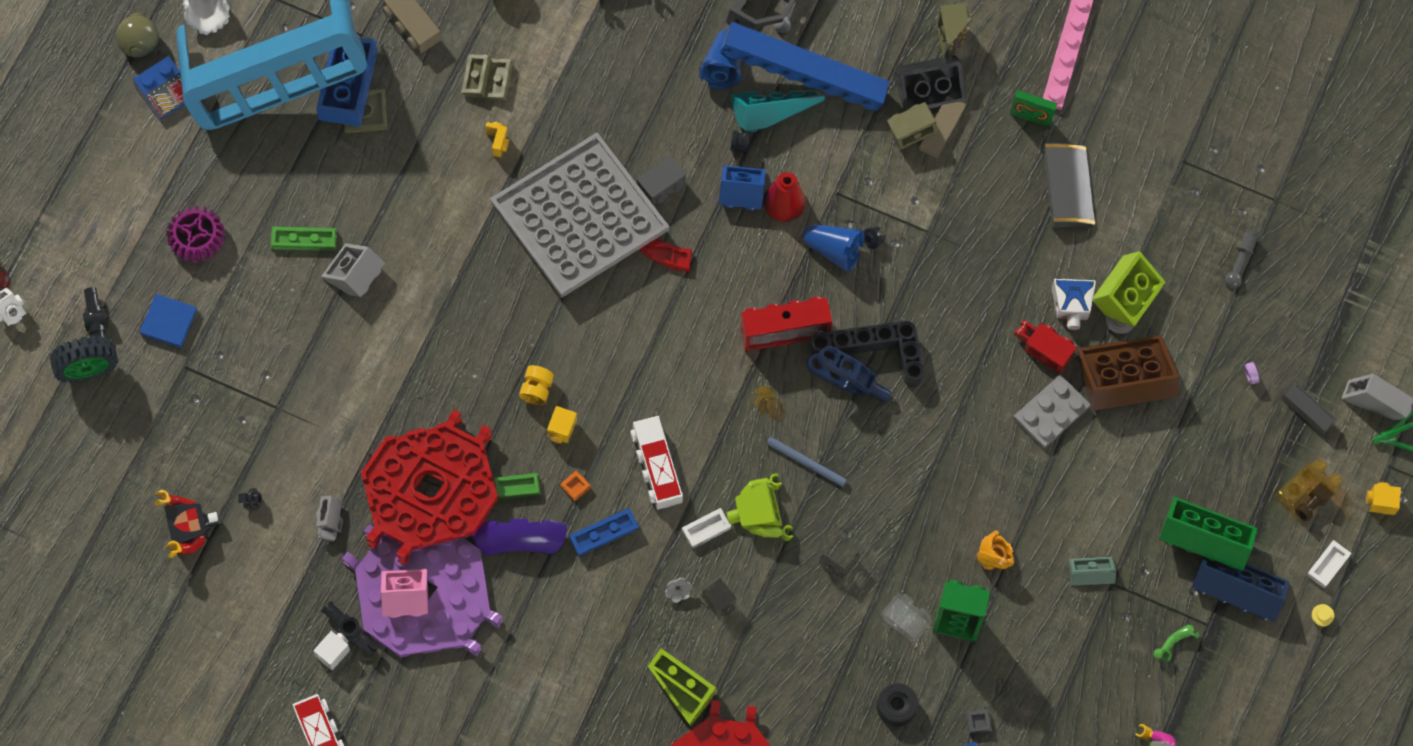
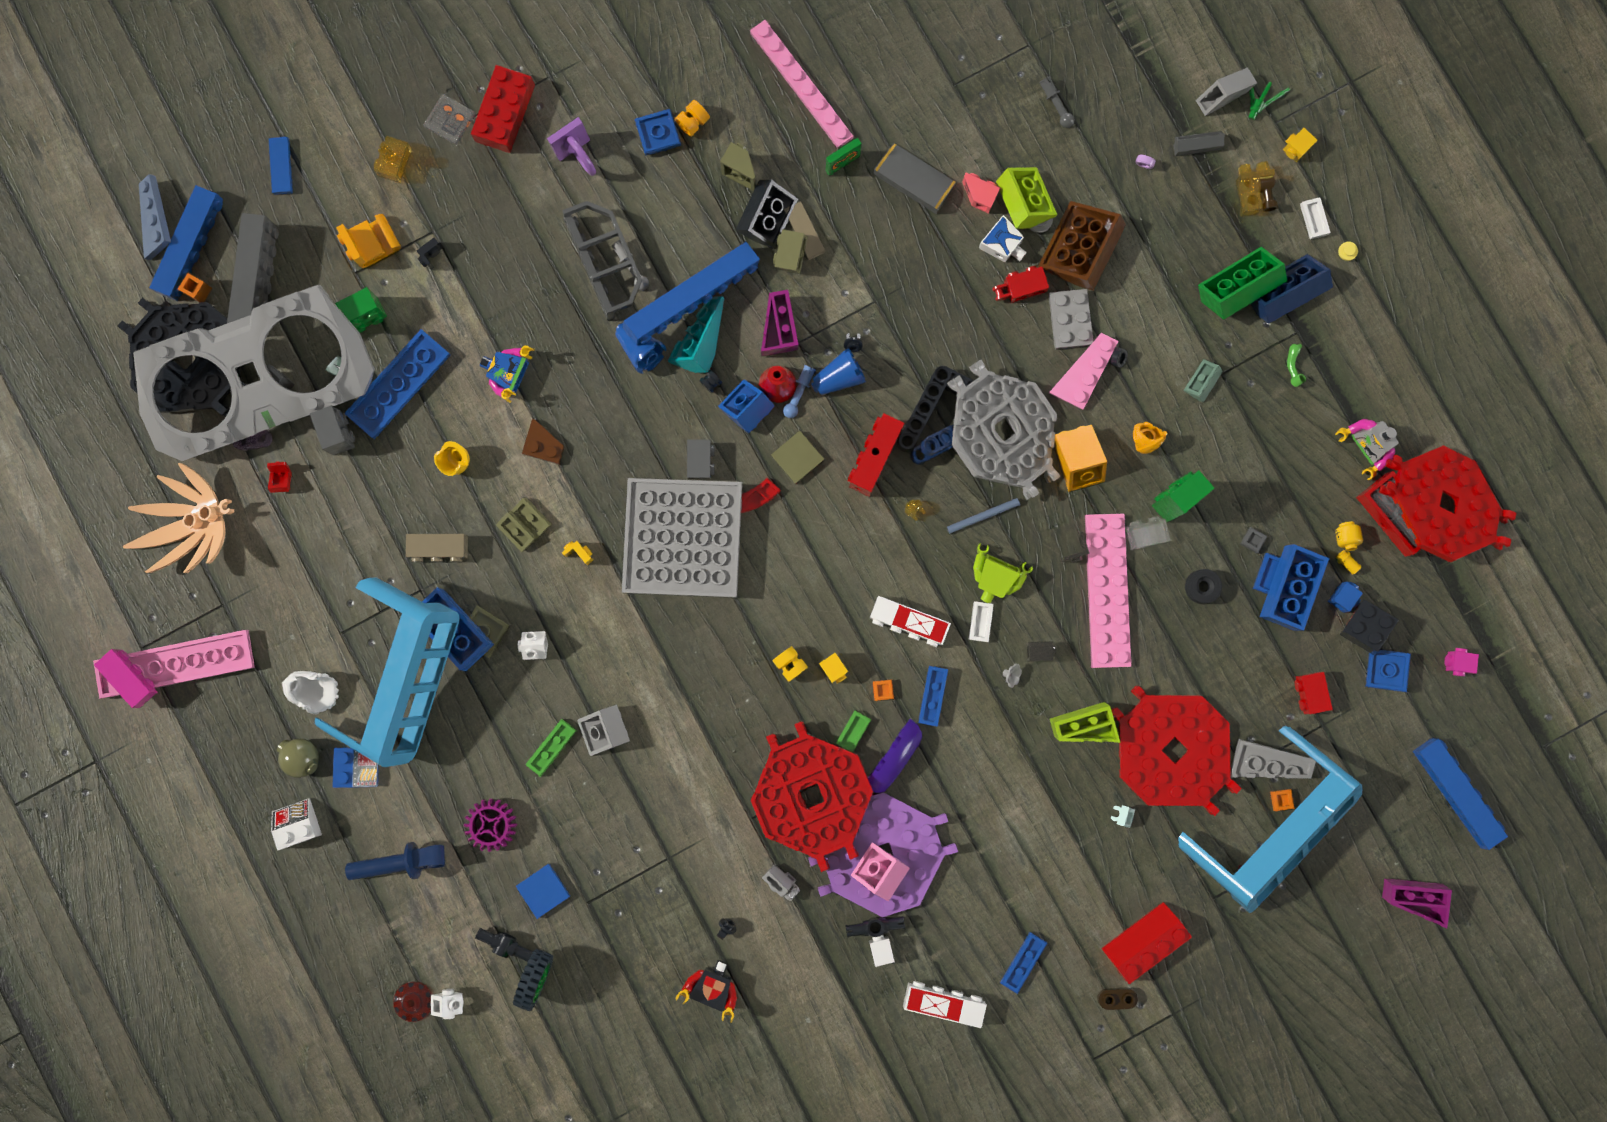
camera: 50 degrees left, 15 degrees up
(74, 75) = (294, 824): none -> white slope
(115, 189) = (412, 861): none -> dark blue piece
(385, 157) = (533, 645): none -> white brick
(571, 44) = (542, 444): none -> reddish brown wing
(731, 263) = (797, 457): none -> olive tile
(770, 228) = (790, 410): none -> medium blue pin
(824, 622) = (1108, 591): none -> bright pink plate
(836, 163) = (779, 328): none -> magenta wedge
(927, 507) = (1080, 457): none -> light orange slope
(931, 427) = (1028, 413): none -> light grey plate
(1011, 457) = (1083, 376): none -> bright pink wing
(1050, 476) = (1119, 357): none -> black tile
(1101, 253) = (980, 193): none -> coral slope

